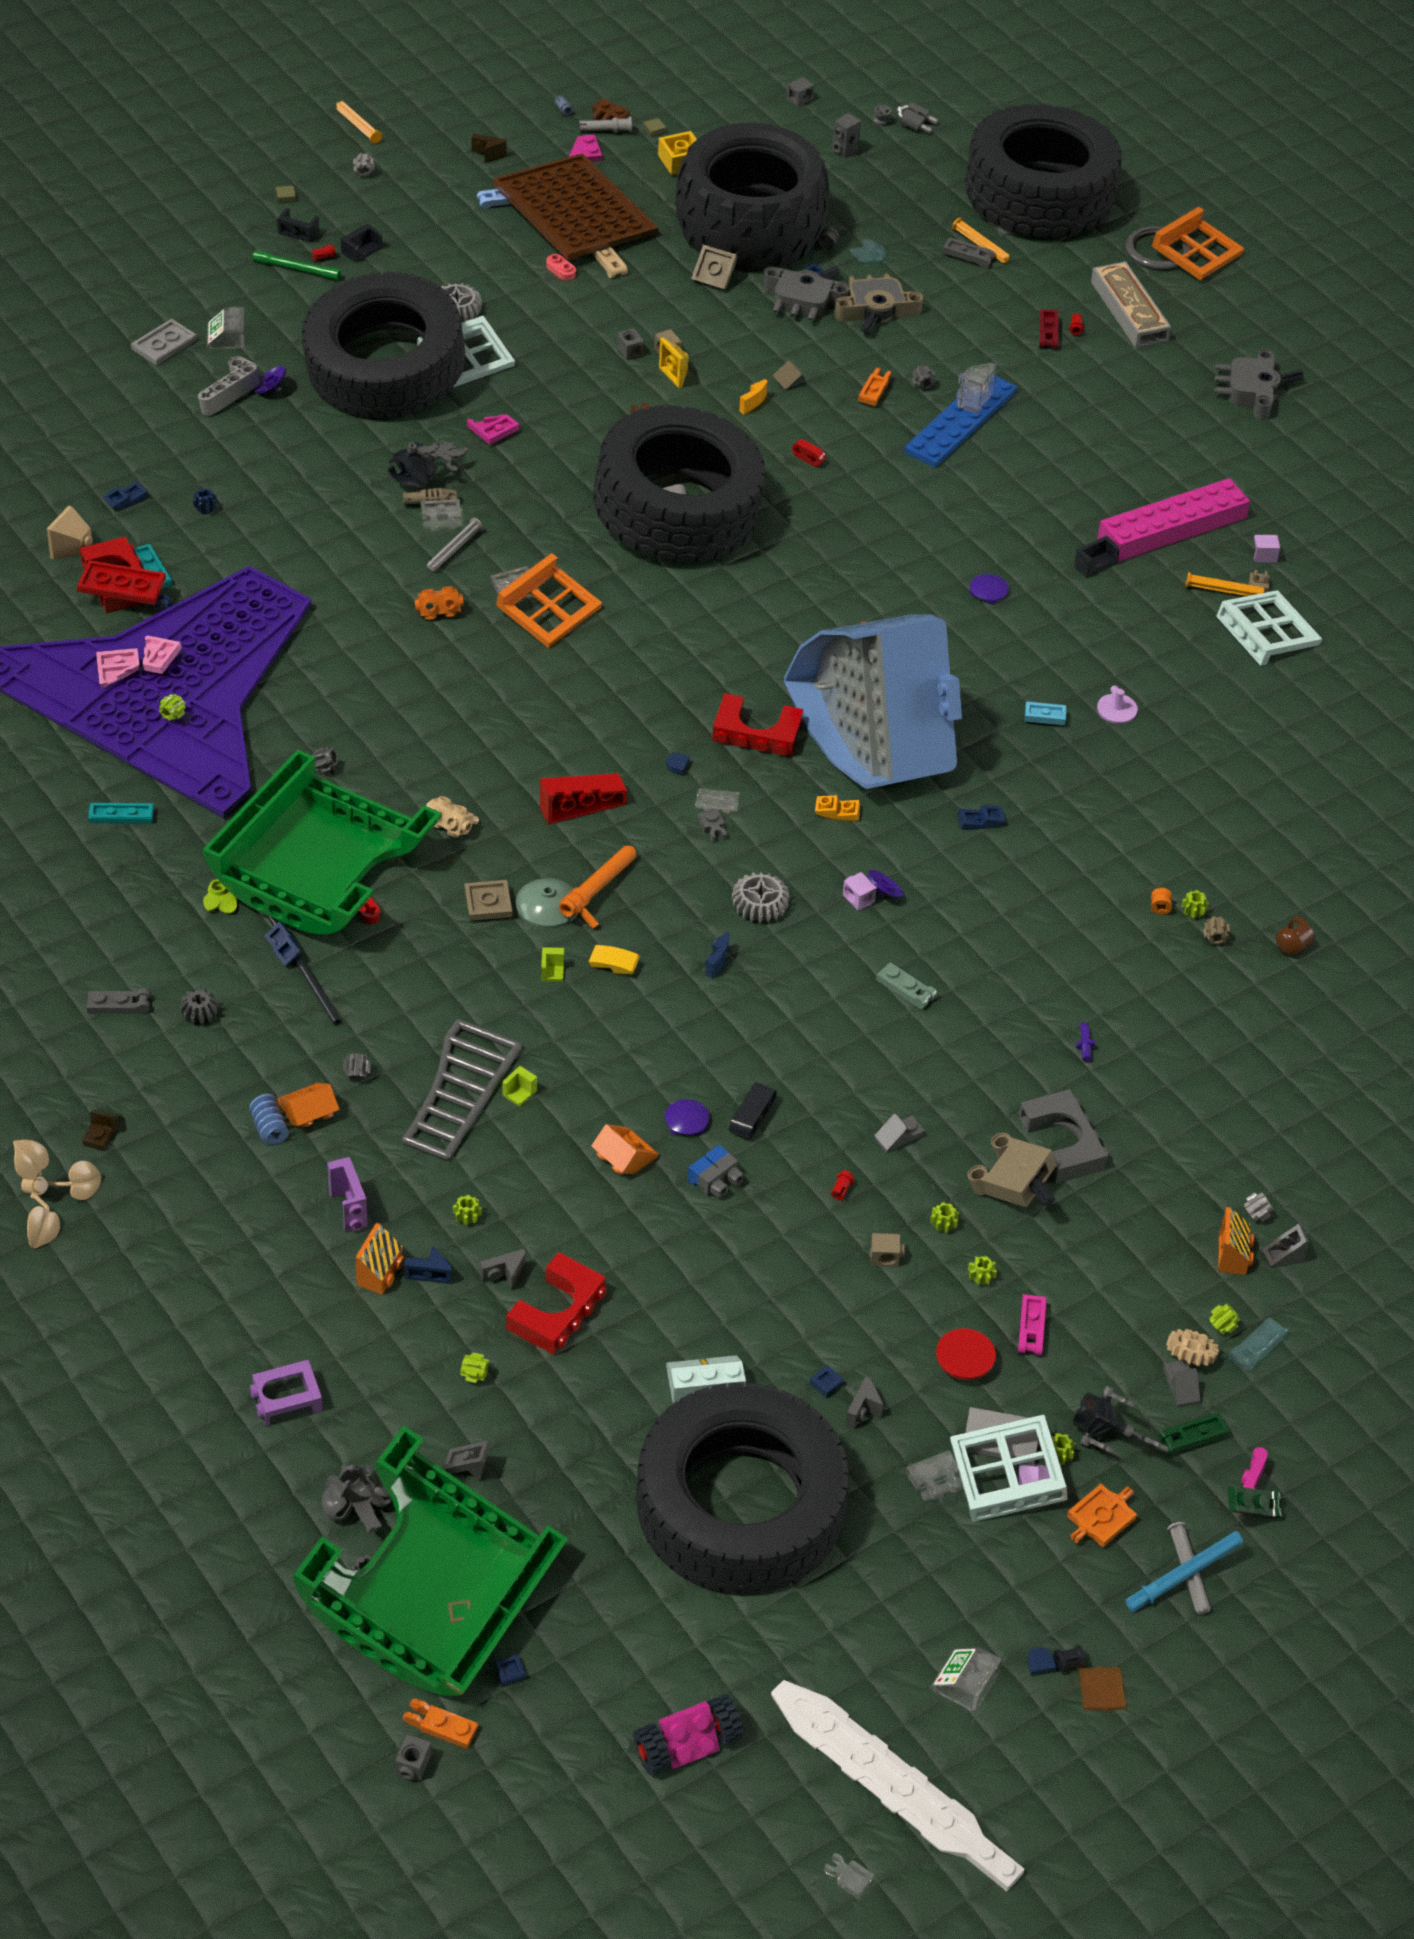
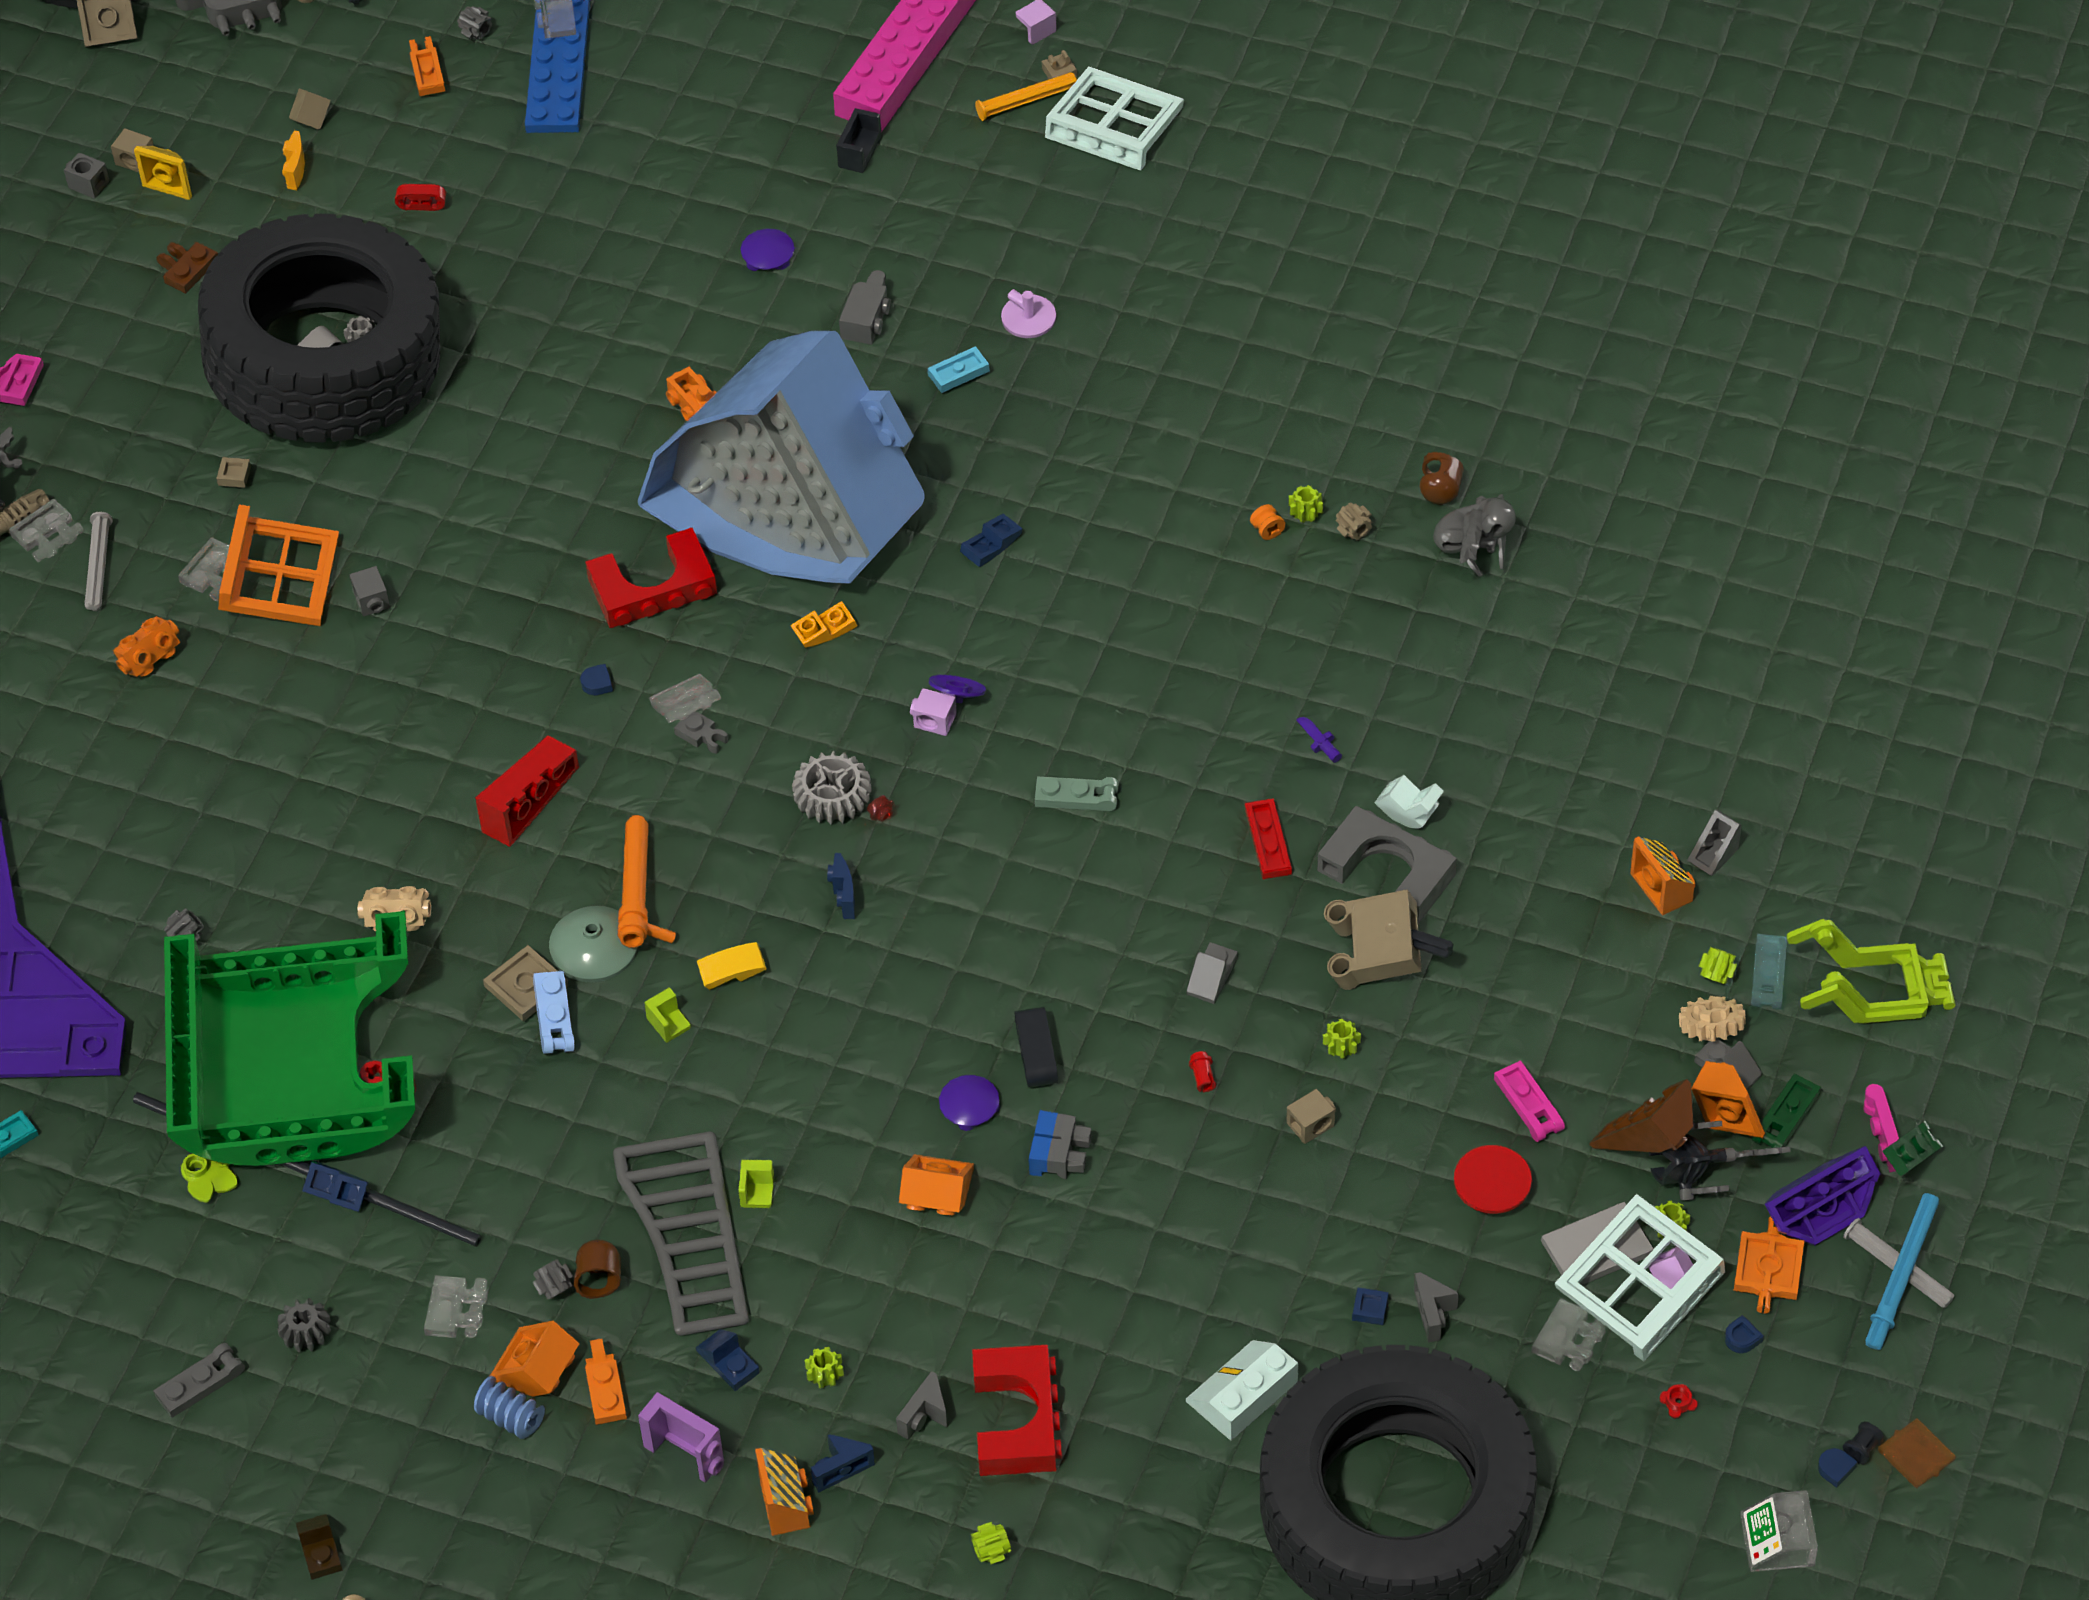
camera: 30 degrees left, 5 degrees up
(288, 1045) = (446, 1306): none -> clear plate
(336, 1141) = (604, 1385): none -> orange hinge
(392, 1070) = (598, 1257): none -> reddish brown helmet
(418, 1173) = (728, 1359): none -> dark blue slope
(488, 923) = (553, 1011): none -> light blue plate
(571, 540) = (233, 472): none -> dark tan plate
(589, 642) = (369, 591): none -> dark grey brick
(779, 925) = (880, 808): none -> clear red plate
(975, 1552) = (1678, 1392): none -> red plate
(982, 1270) = (1429, 1073): lime gear -> none
(1002, 1079) = (1268, 838): none -> red tile
(1017, 649) = (865, 309): none -> dark grey hinge
(1048, 1546) = (1742, 1336): none -> dark blue tile
(1090, 1379) = (1652, 1126): none -> reddish brown wedge
(1107, 1109) = (1408, 804): none -> light aqua brick
(1155, 1397) = (1725, 1099): none -> orange slope
(1171, 1497) = (1825, 1197): none -> dark purple wedge
(1258, 1207) = (1651, 816): light grey gear -> none
(1288, 975) = (1475, 527): none -> dark grey hair
(1358, 1410) = (1923, 978): none -> lime piece

